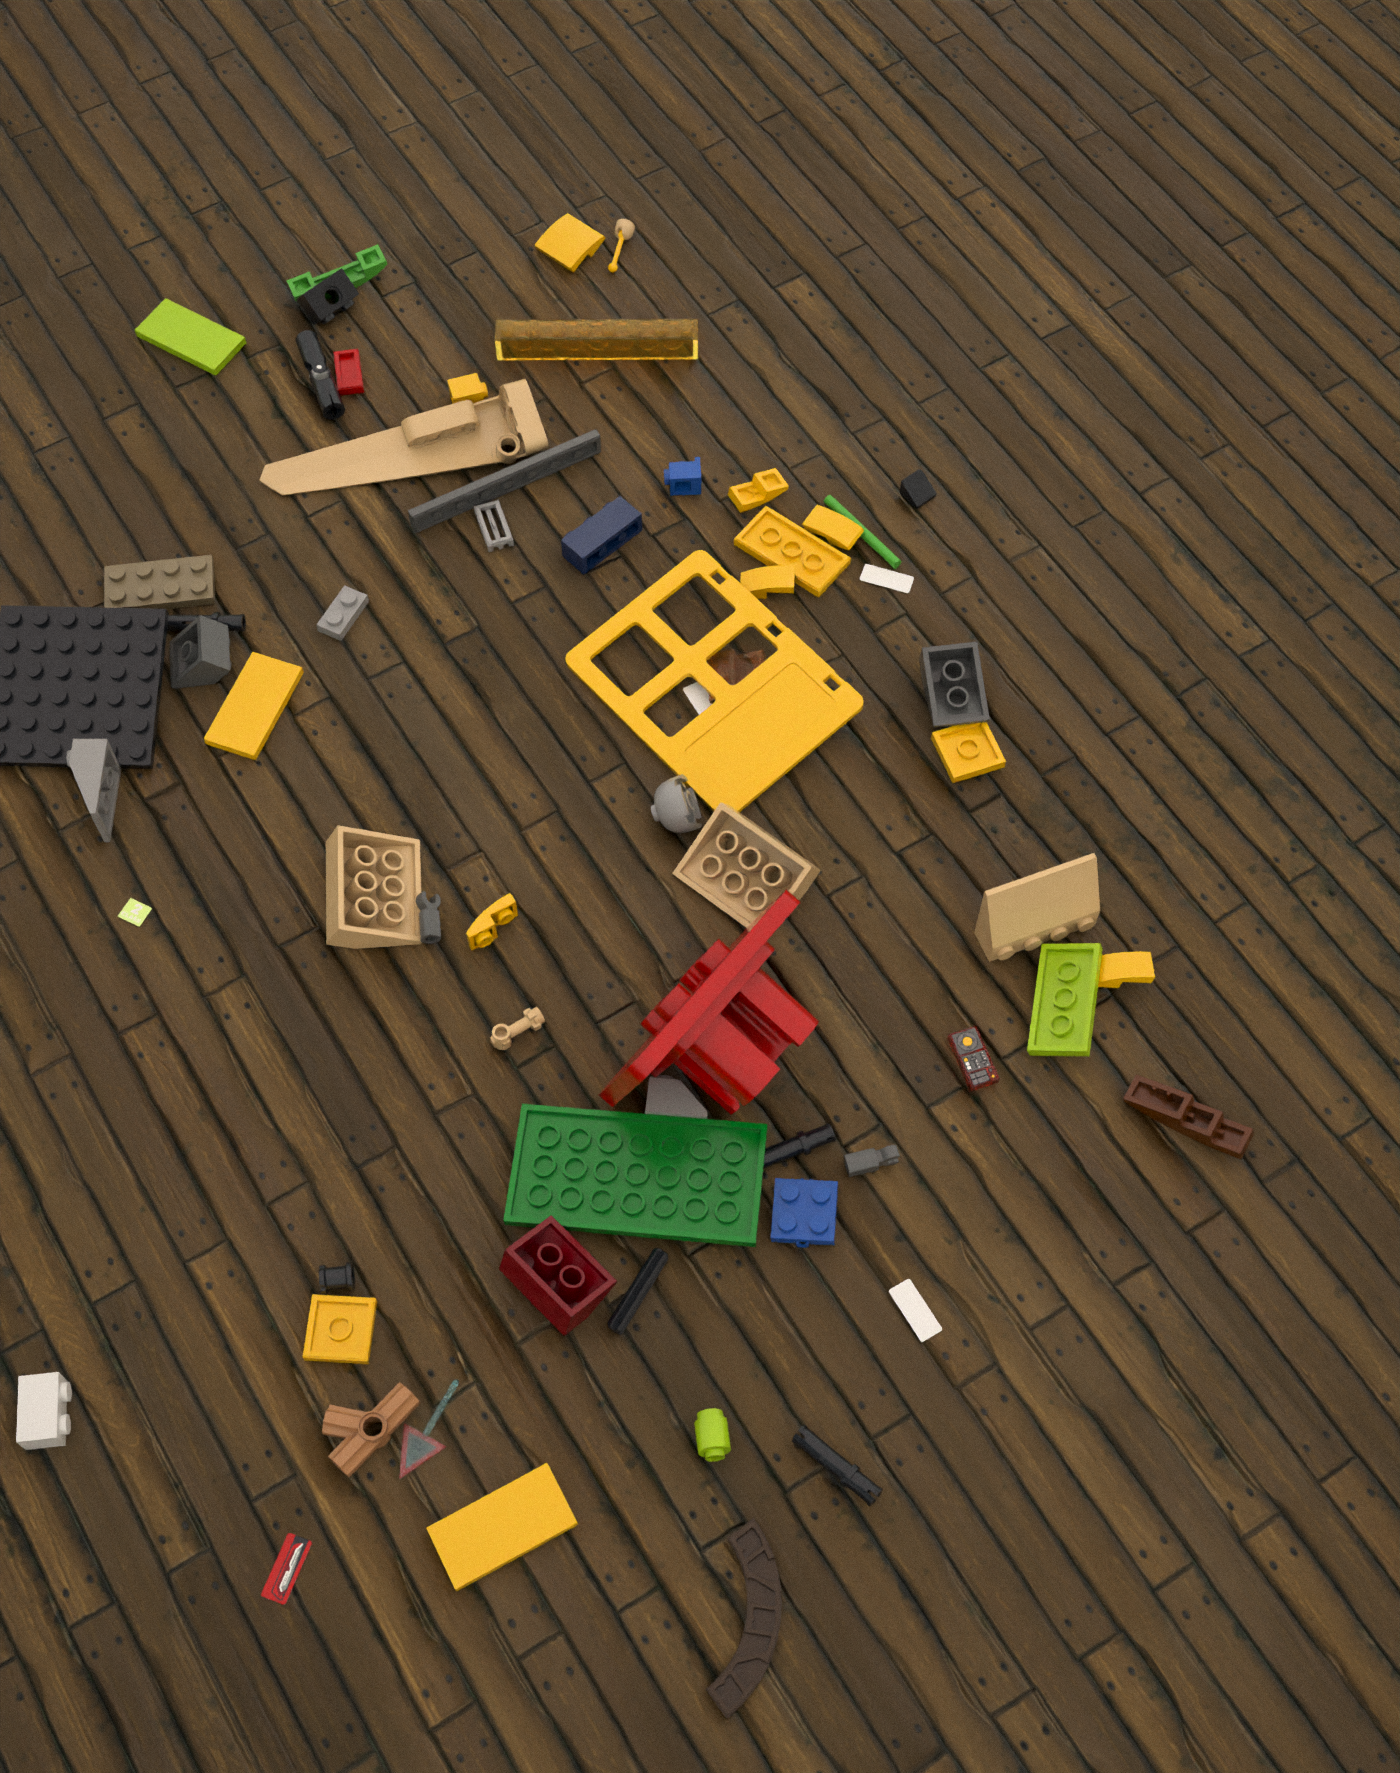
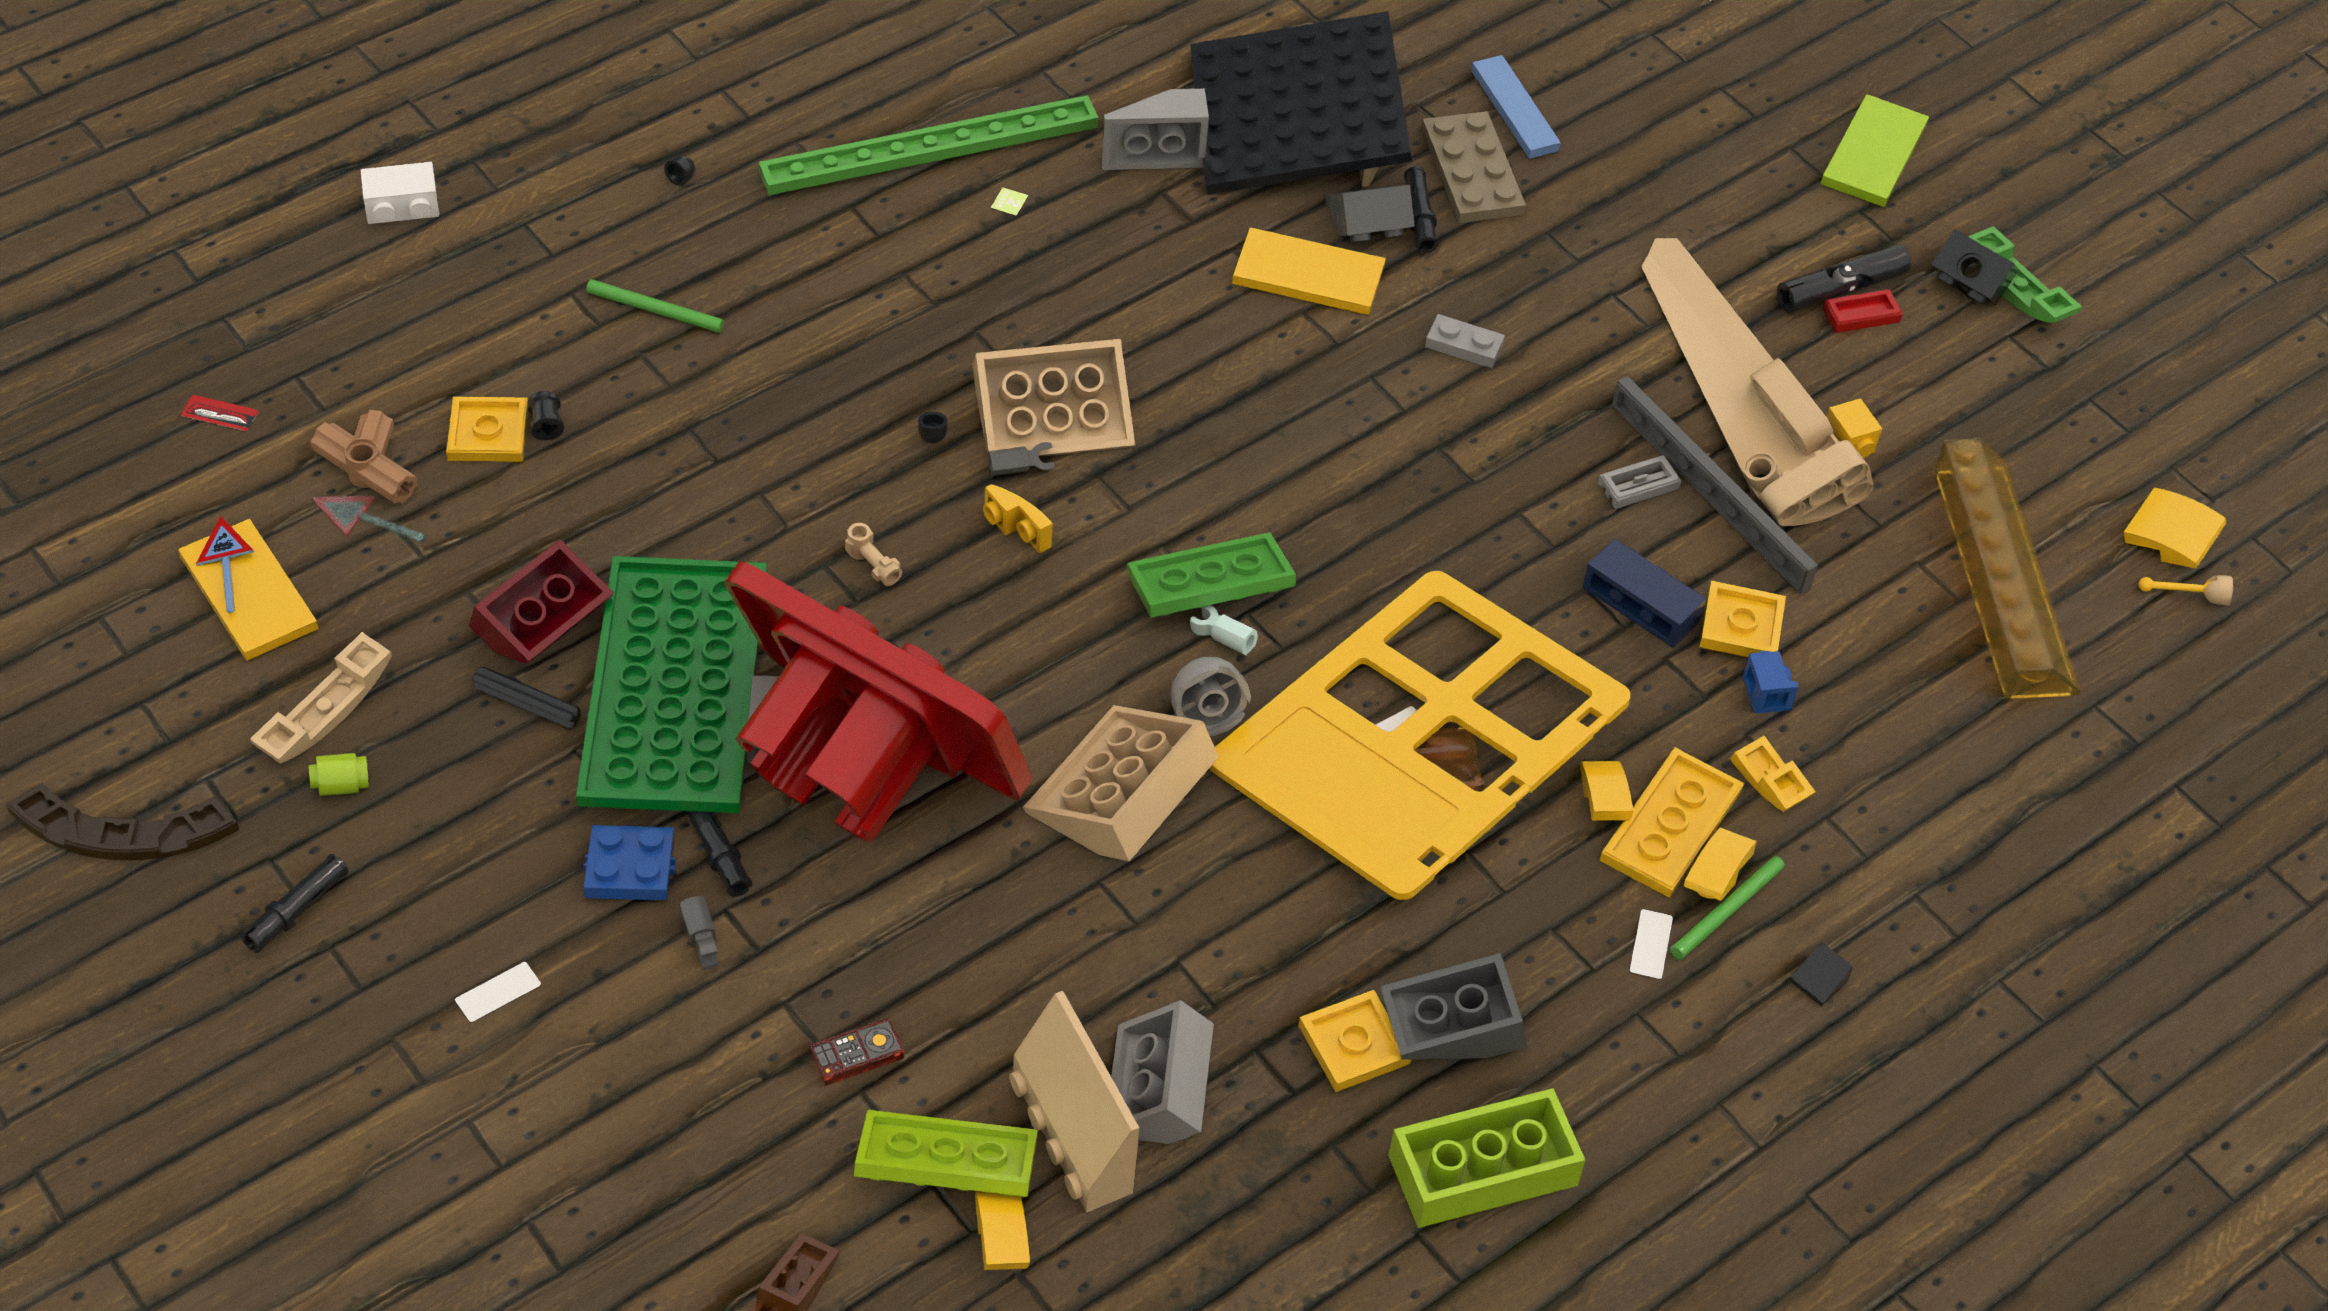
camera: 80 degrees right, 10 degrees down
(54, 1167) = (676, 166): none -> black hinge
(64, 970) = (927, 145): none -> bright green plate
(98, 549) = (1515, 106): none -> medium blue tile
(214, 1192) = (655, 306): none -> bright green bar
(382, 977) = (932, 427): none -> black hinge
(459, 1545) = (223, 545): none -> piece
(562, 796) = (1211, 574): none -> bright green plate
(610, 794) = (1225, 630): none -> light aqua bar
(630, 480) = (1741, 620): none -> yellow plate
(636, 1451) = (327, 704): none -> tan slope
(993, 860) = (1164, 1071): none -> light grey slope
(1065, 683) = (1486, 1157): none -> lime brick

